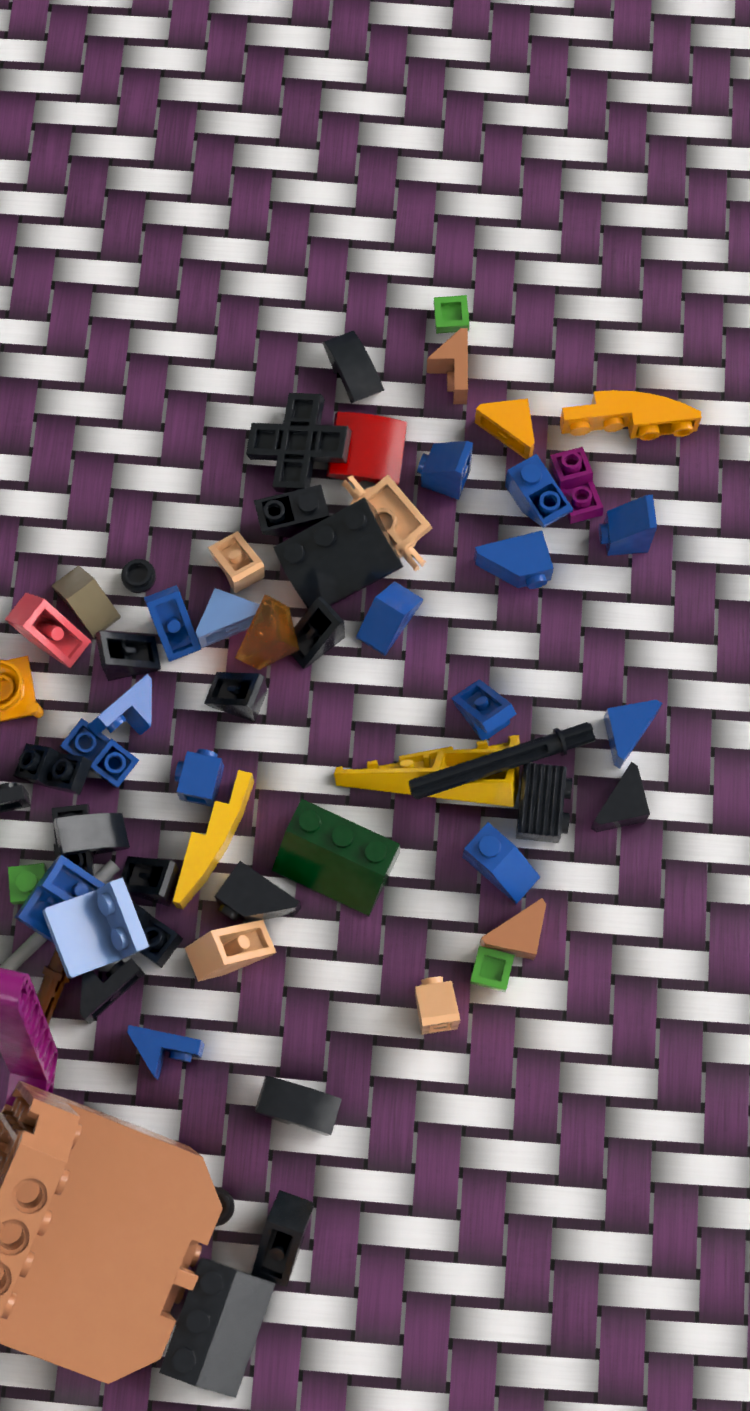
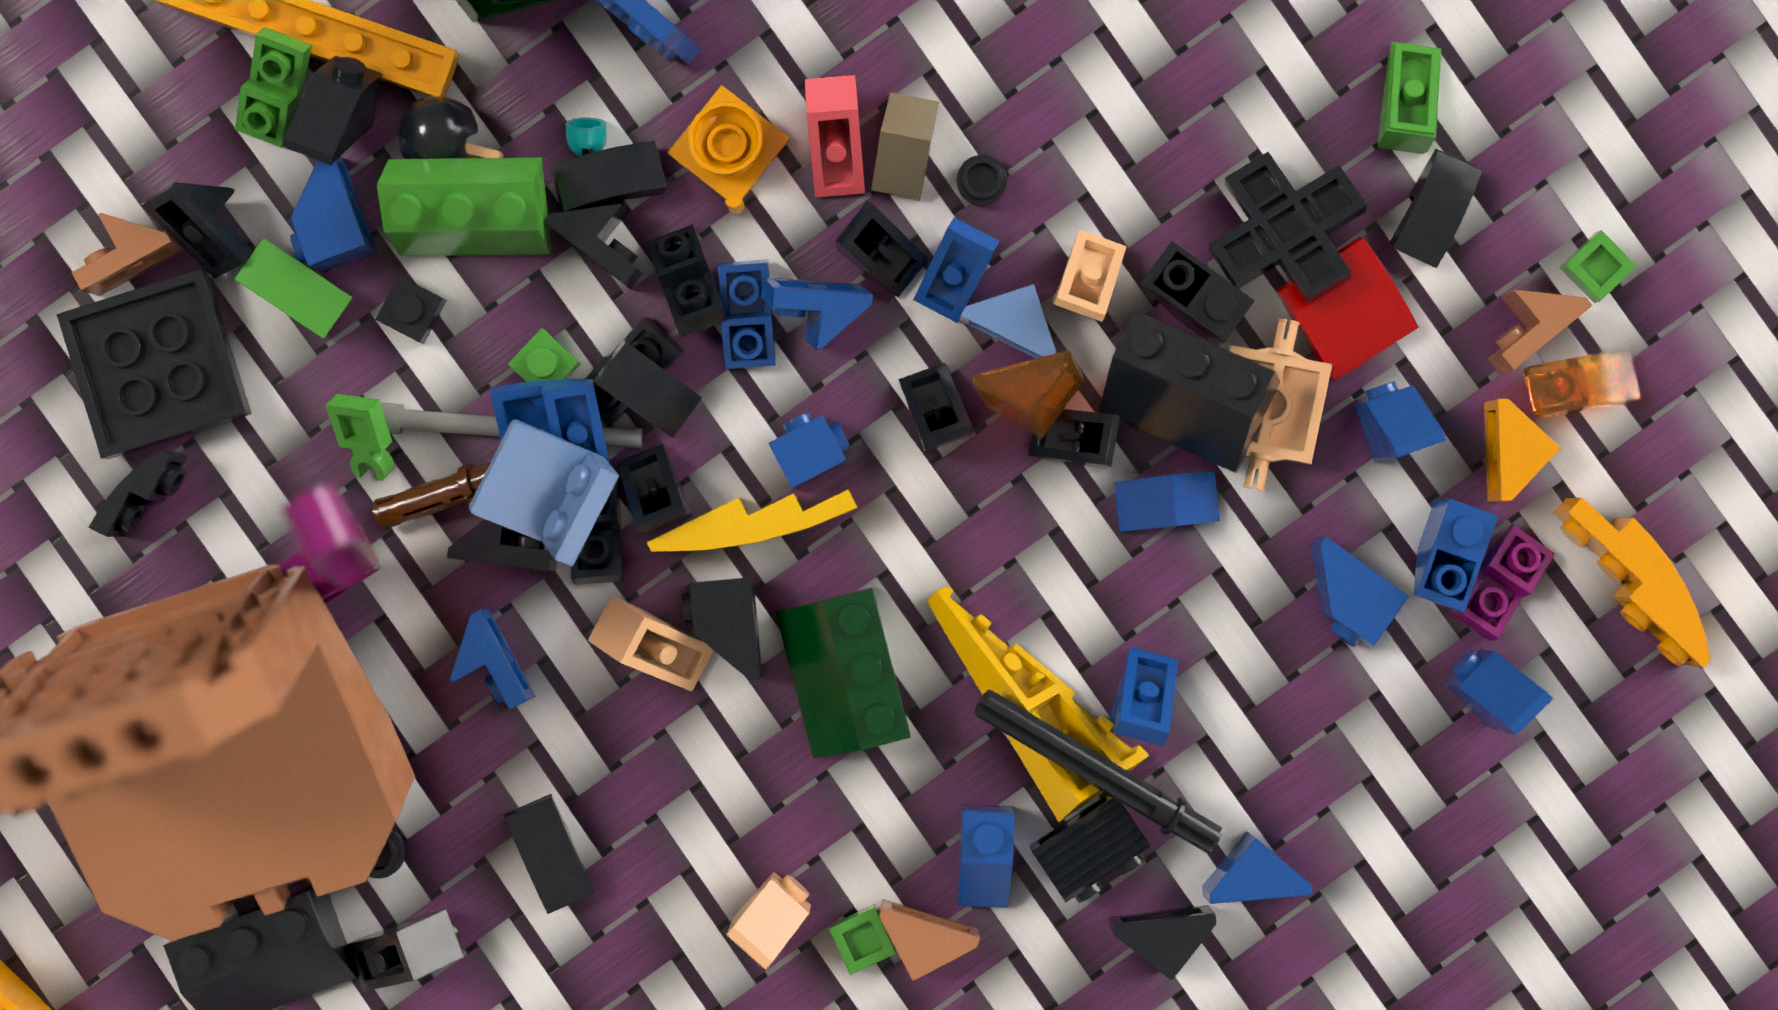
camera: 50 degrees right, 15 degrees up
(287, 337) = (1410, 98): none -> bright green slope
(503, 366) = (1581, 383): none -> clear orange slope

